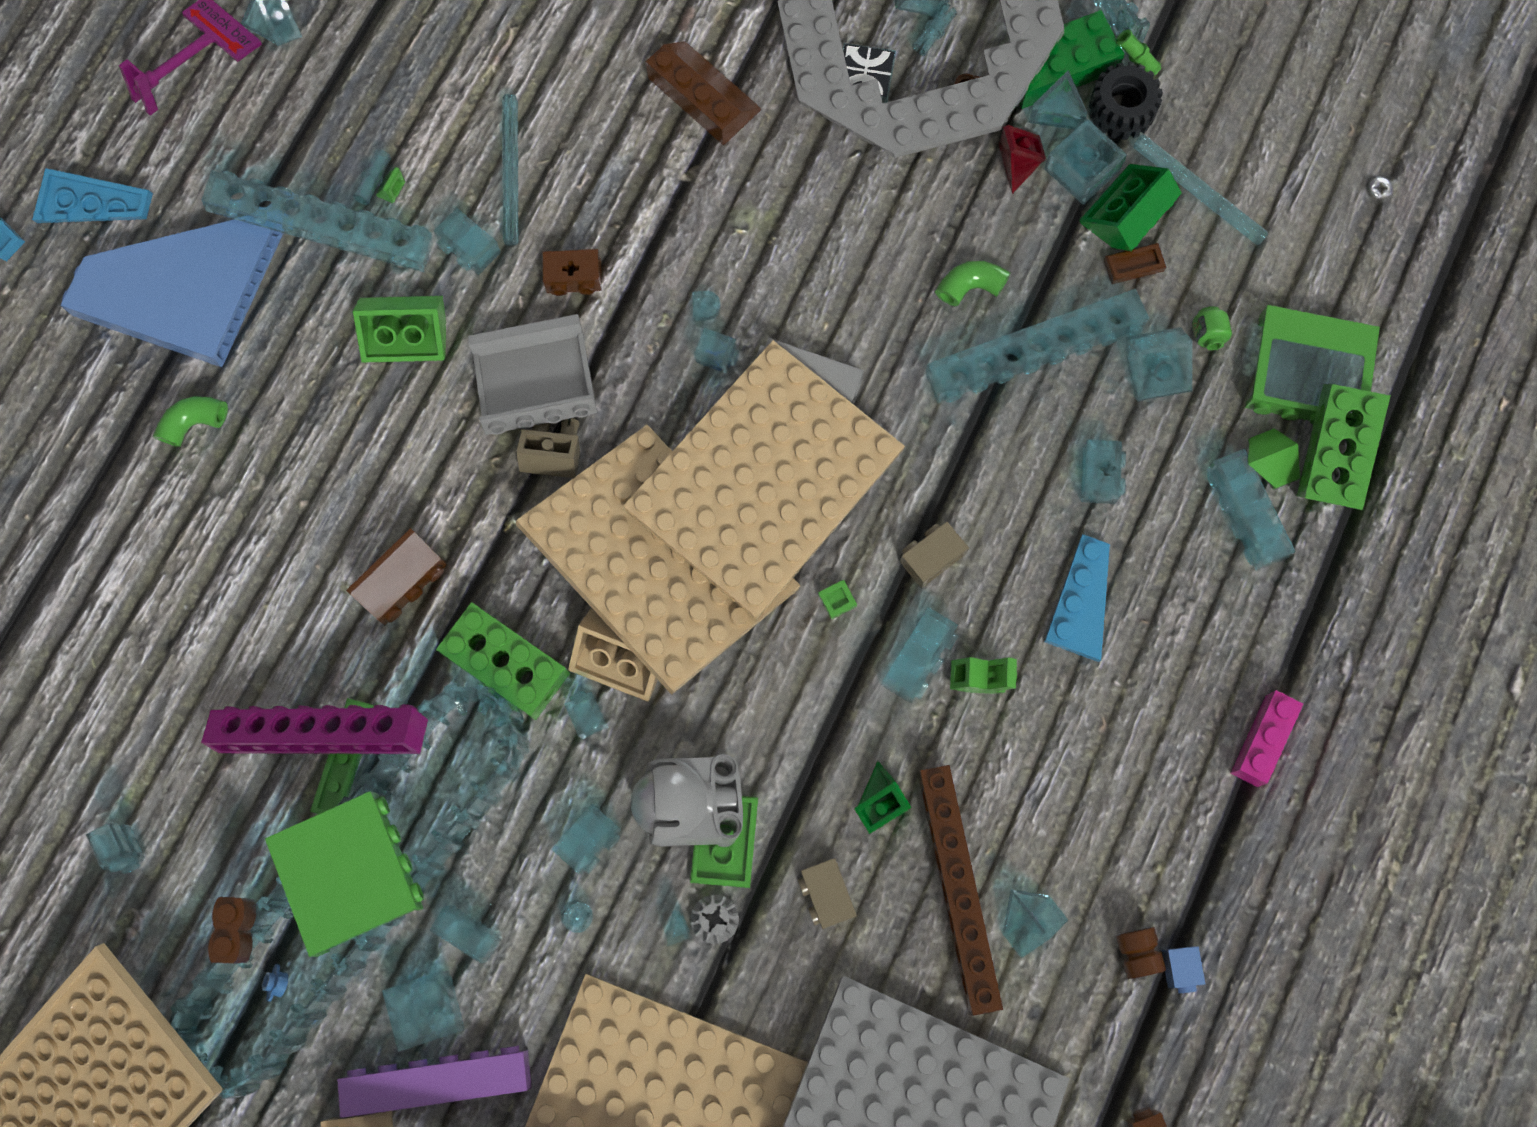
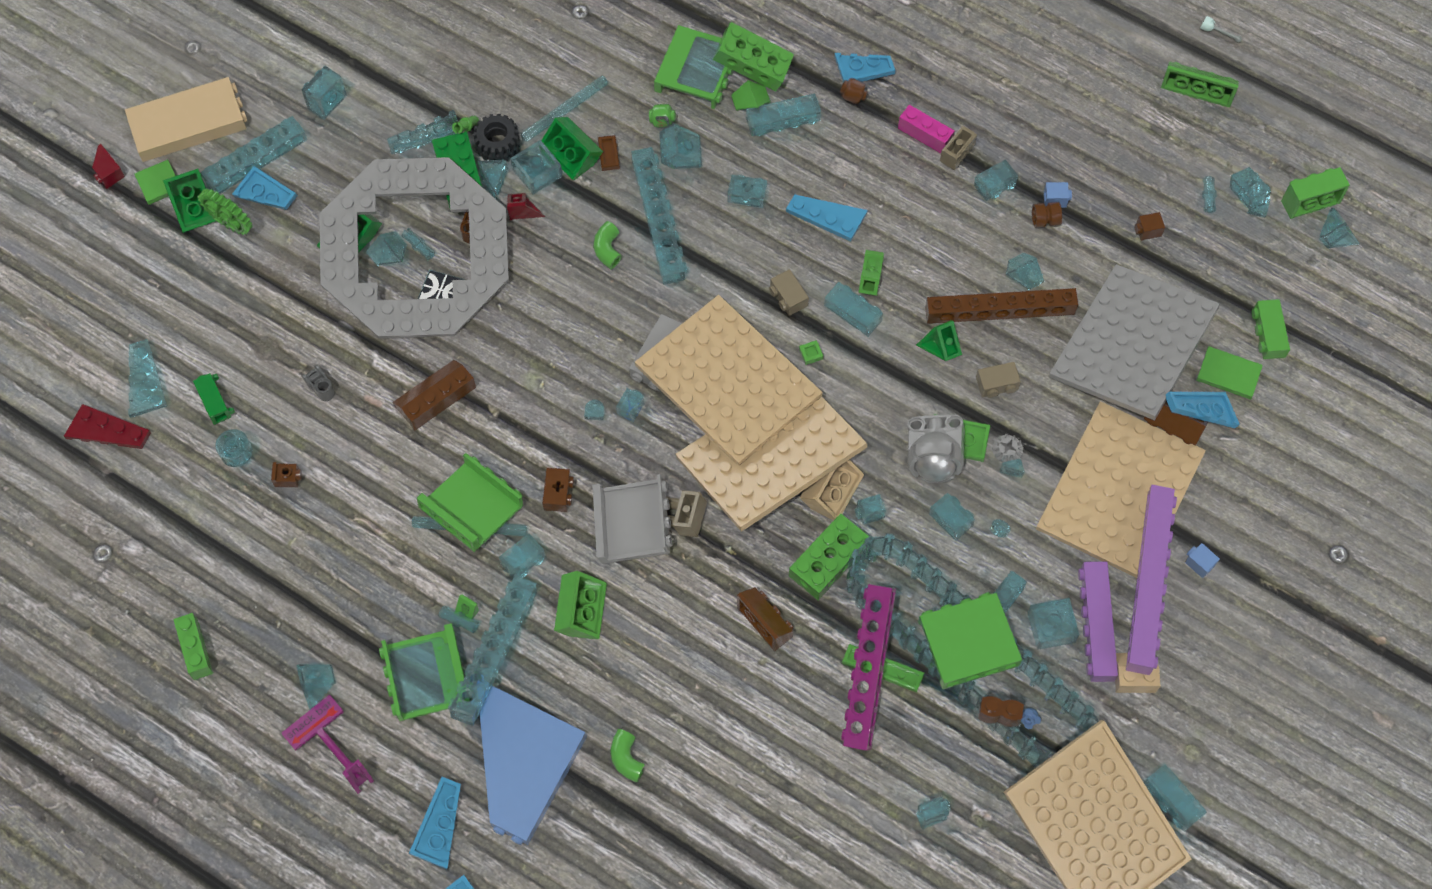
camera: 85 degrees left, 10 degrees down
(296, 143) = (423, 673): none -> clear light blue panel
(535, 161) = (472, 503): none -> bright green panel
(1192, 863) = (996, 180): none -> clear light blue brick
(1240, 794) = (958, 147): none -> dark tan brick
(1317, 615) = (853, 90): none -> reddish brown head
(1366, 626) = (864, 67): none -> dark azure wing

